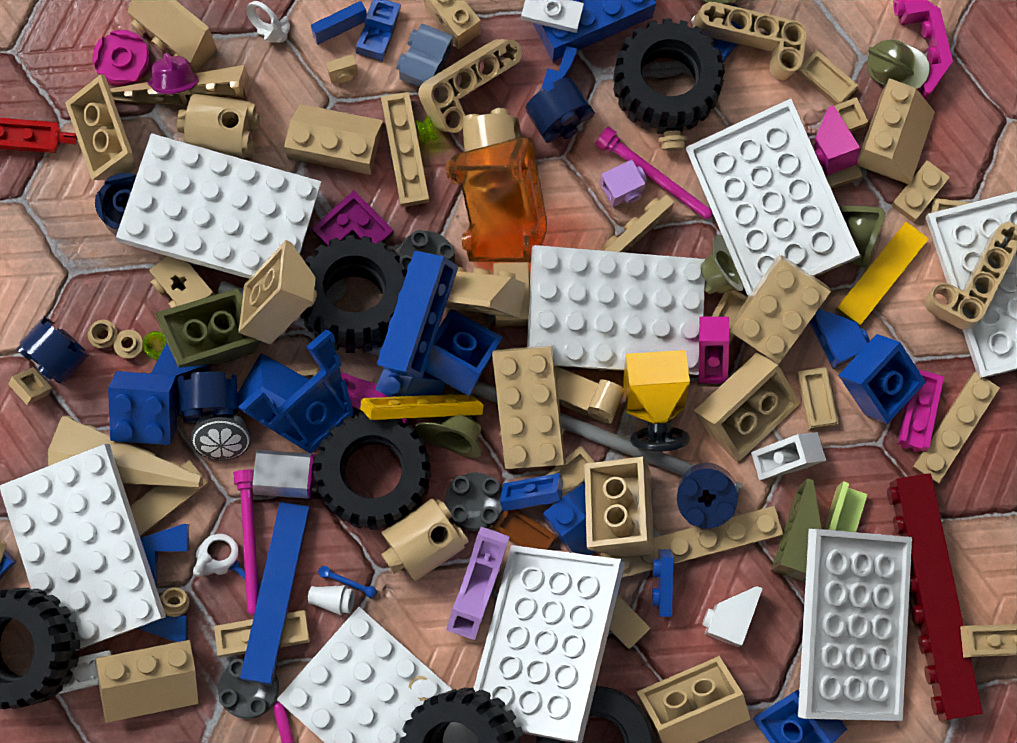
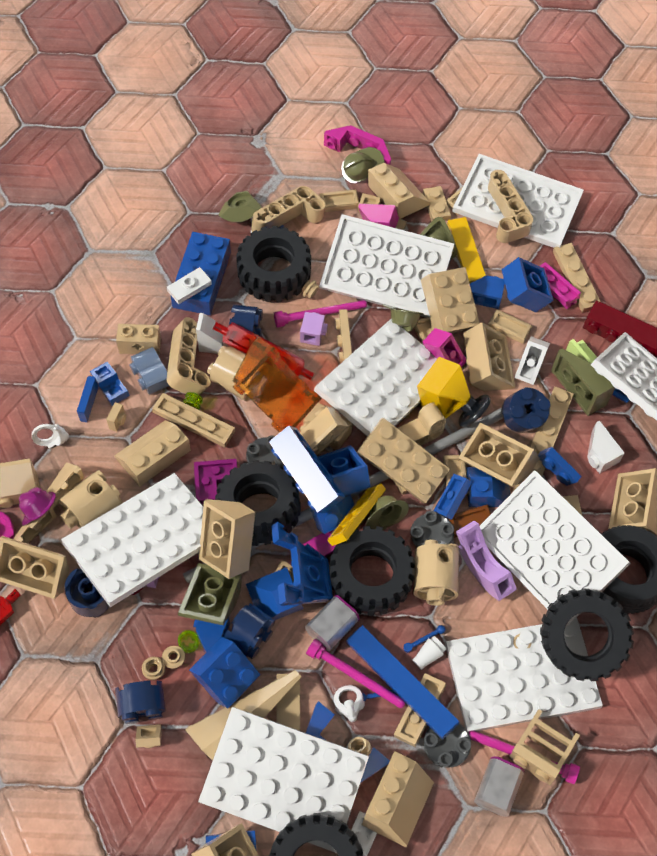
camera: 50 degrees left, 15 degrees down
(173, 271) = (155, 593): tan brick -> none
(220, 437) = (280, 642): dish -> none
(516, 82) = (208, 339): none -> white slope
(533, 123) = (242, 339): none -> red plate
(564, 71) = (219, 305): blue slope -> none

